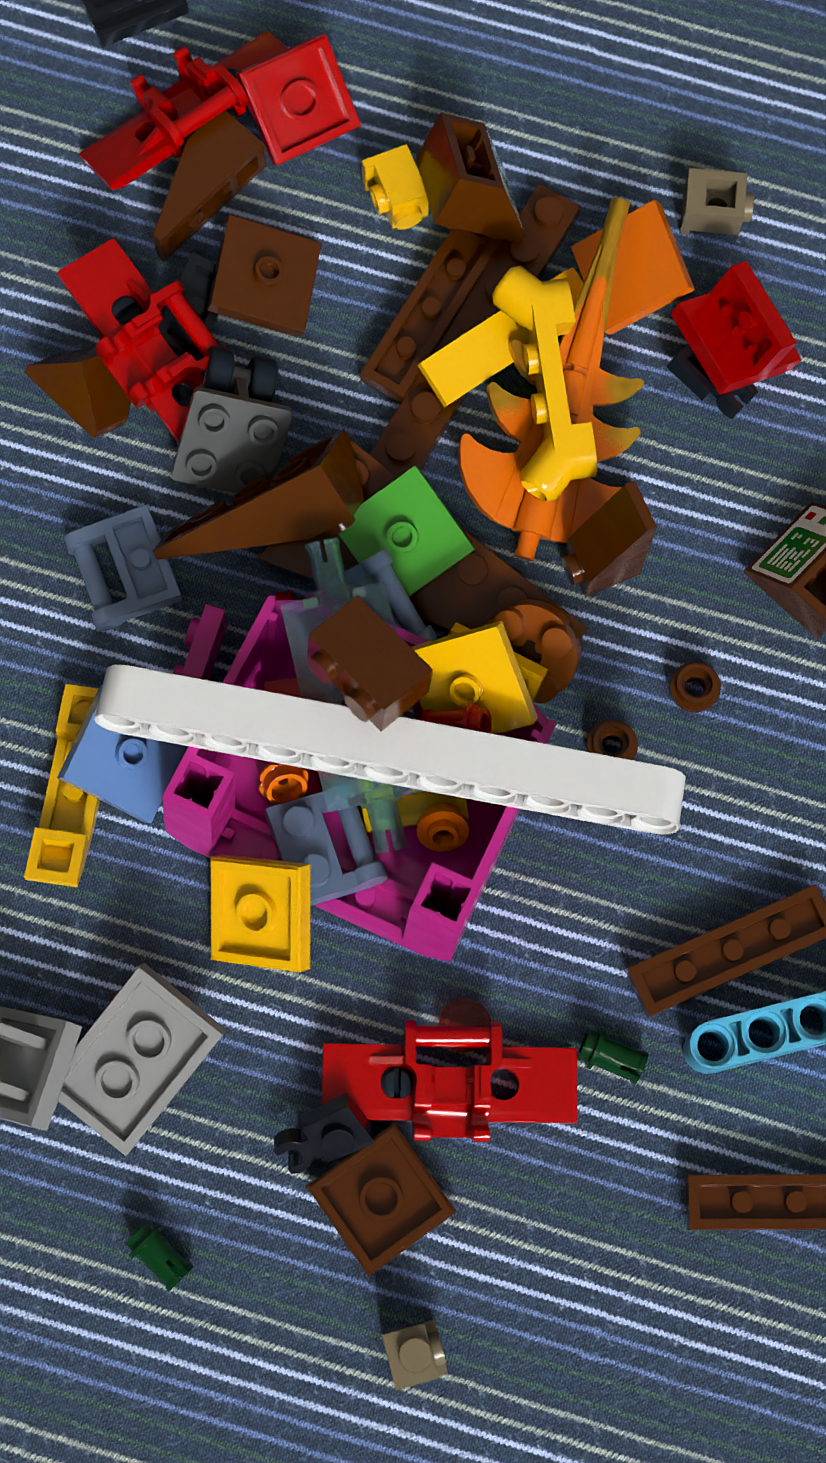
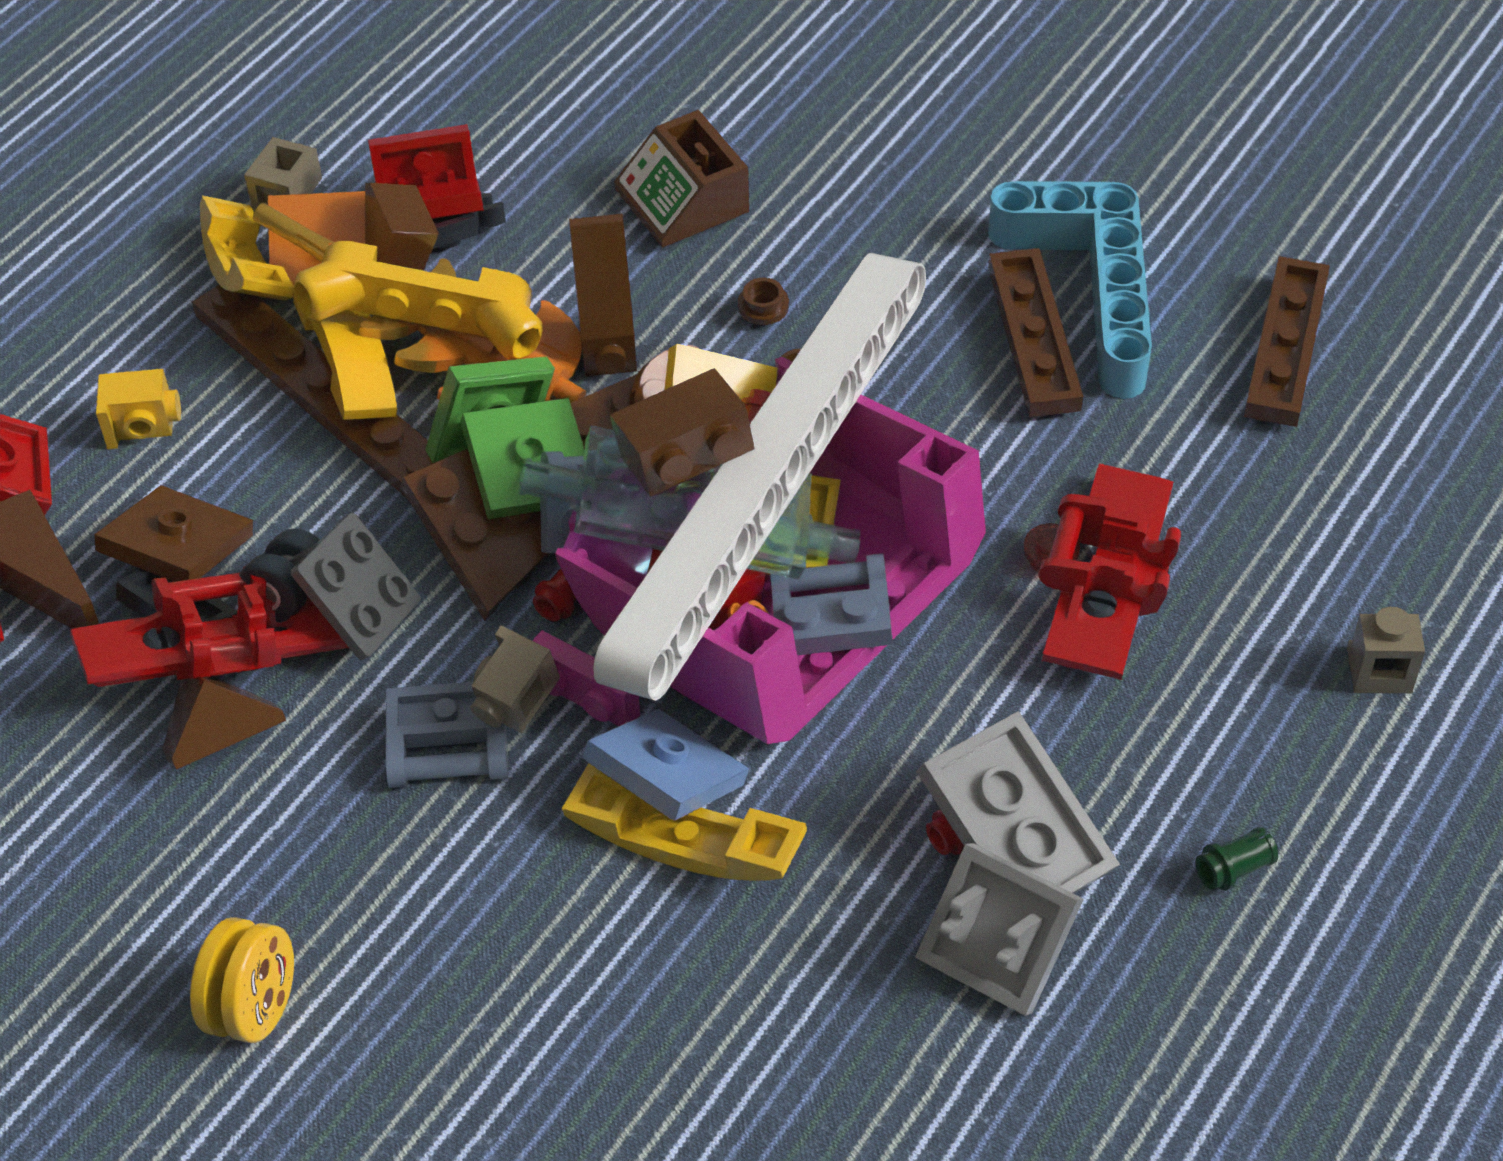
camera: 70 degrees left, 25 degrees down
(157, 603) = (513, 681): none -> dark tan brick
(260, 912) = (888, 669): yellow plate -> none
(303, 500) = (450, 522): reddish brown wedge -> none
(328, 1131) = (1140, 669): black plate -> none
(381, 1199) = (1217, 651): reddish brown plate -> none
(428, 312) = (283, 413): reddish brown plate -> none
(442, 817) = (846, 497): orange plate -> none
(452, 484) = (484, 388): none -> bright green plate
(467, 180) = (169, 324): reddish brown slope -> none
(583, 208) = (232, 251): none -> yellow slope
(612, 1055) = (1110, 442): dark green pin -> none
(654, 327) = (398, 225): none -> reddish brown slope

